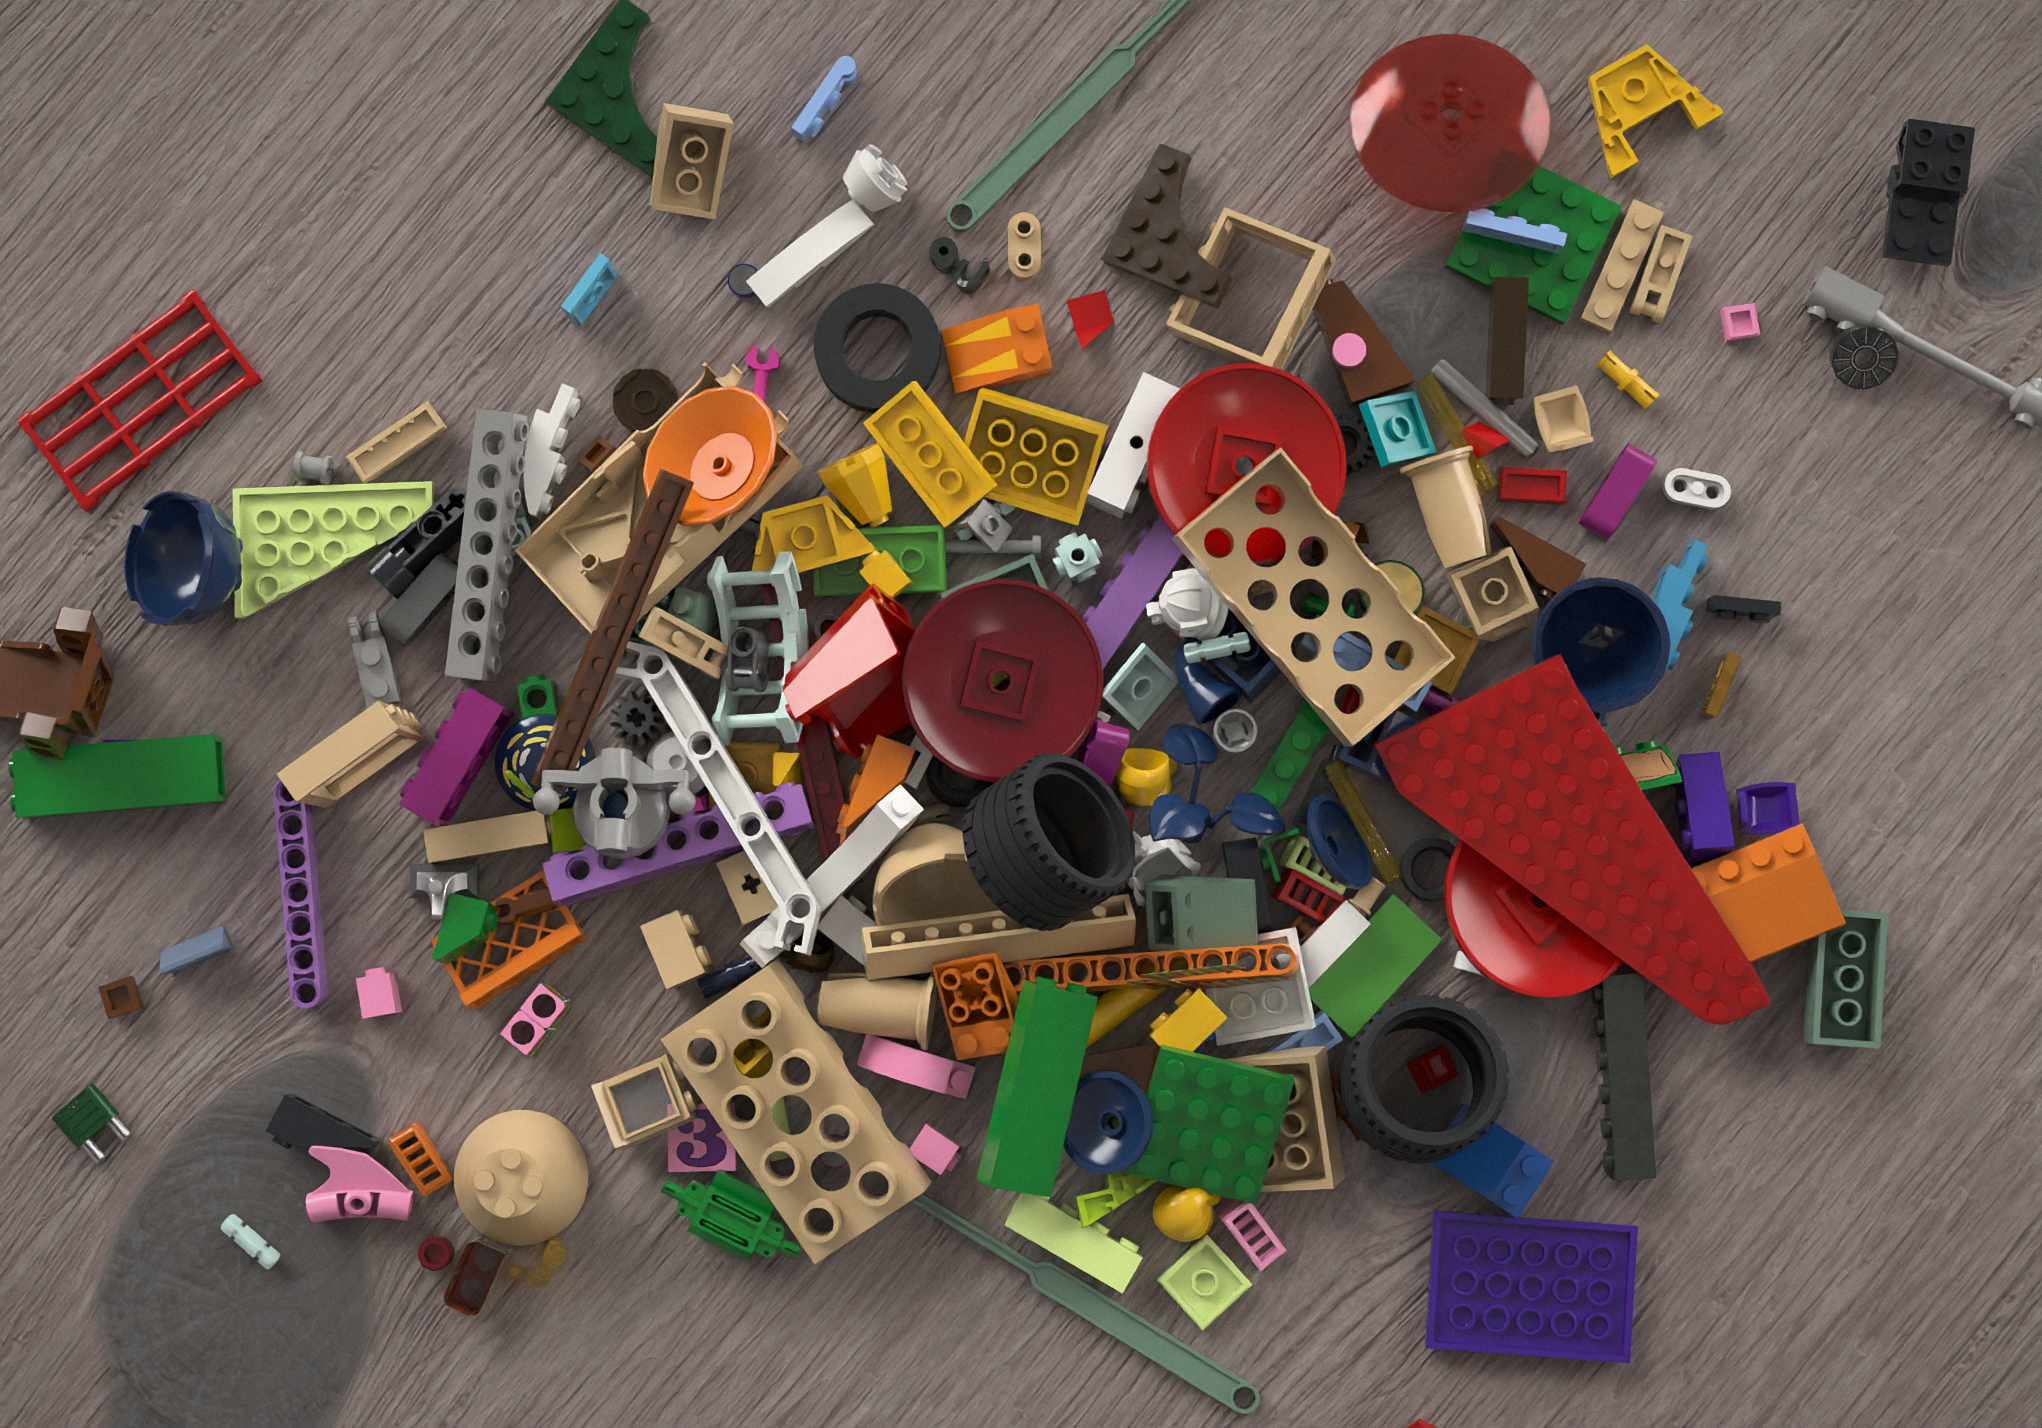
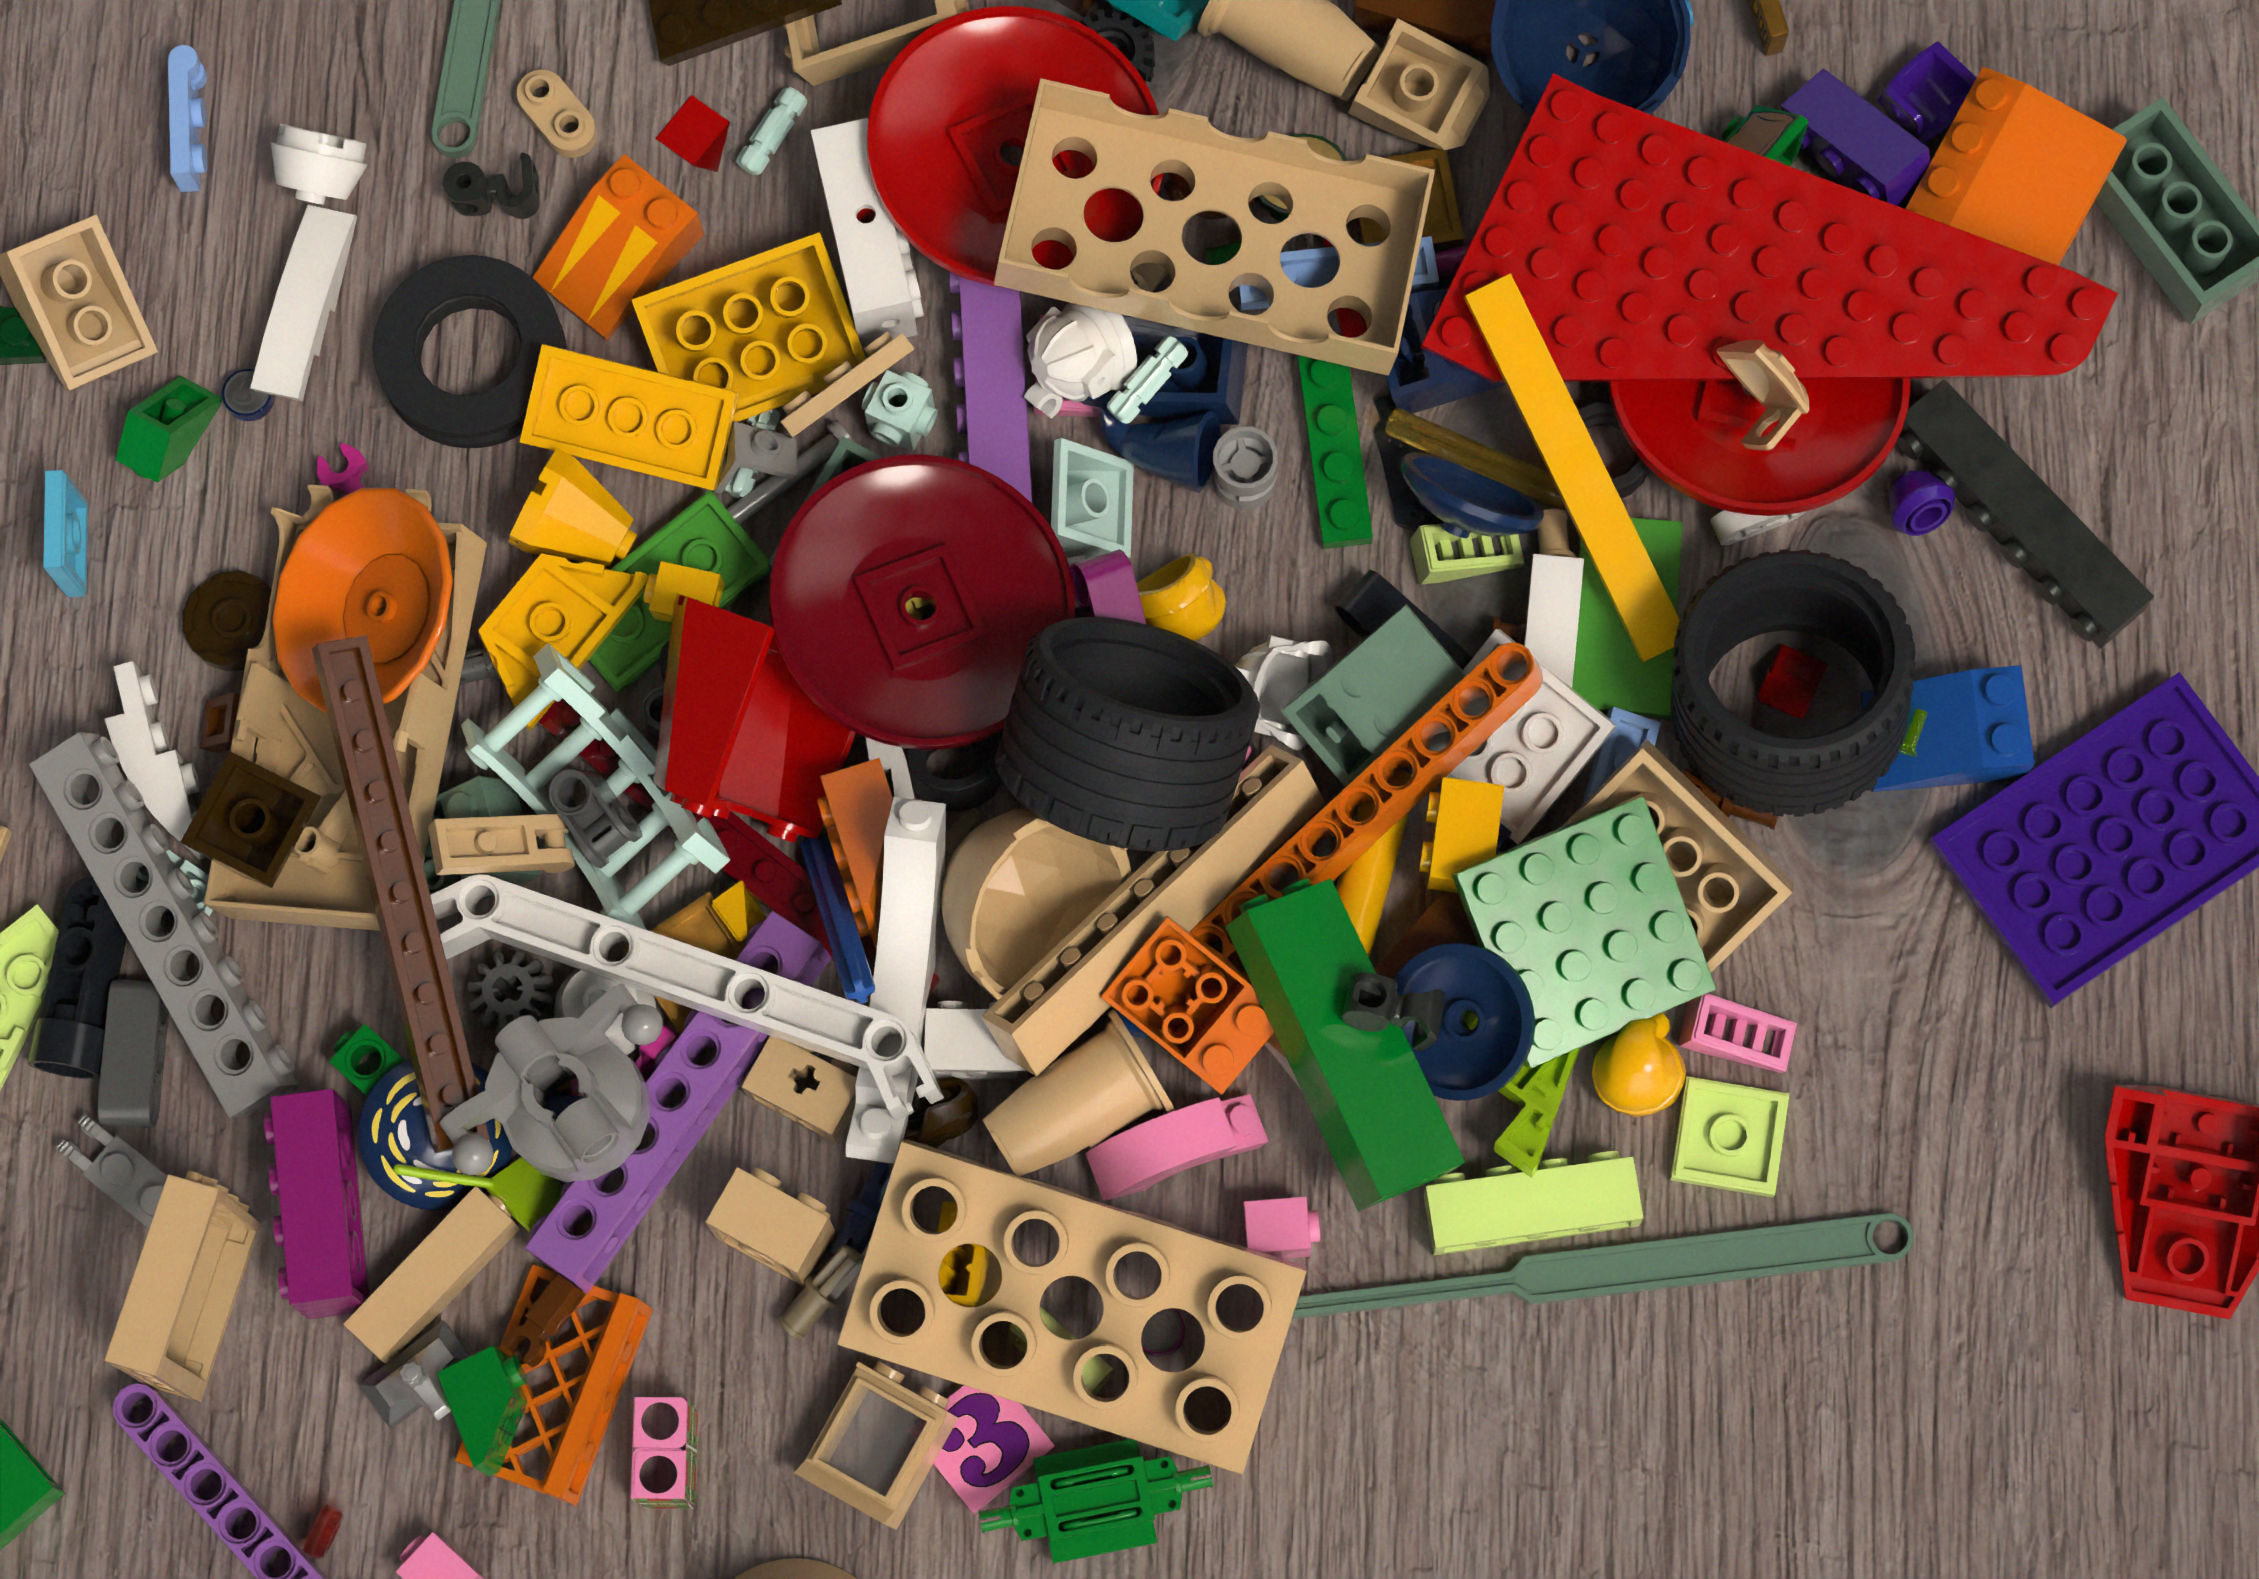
camera: 35 degrees left, 10 degrees down
(337, 926) = (323, 1531): none -> clear red tile
(569, 527) = (250, 820): none -> dark brown slope
(677, 1000) = (821, 1292): none -> dark tan axle
(687, 268) = (166, 428): none -> green slope
(827, 819) = (838, 918): none -> blue axle
(1057, 523) = (844, 382): none -> tan plate
(1065, 1085) = (1374, 1003): none -> pearl dark grey leg
(1130, 345) = (771, 131): none -> light aqua axle
(1167, 978) = (1386, 783): piece -> none
(1175, 819) = (1277, 596): dark blue plant -> none
(1266, 857) = (1401, 579): green bracket -> none
(1283, 888) = (1470, 613): red slope -> none
(1404, 872) = (1575, 466): none -> yellow tile
(1470, 1150) = (1914, 733): none -> clear neon green piece
(1544, 912) = (1772, 383): none -> tan piece
(1575, 1028) = (1919, 503): none -> dark purple cone

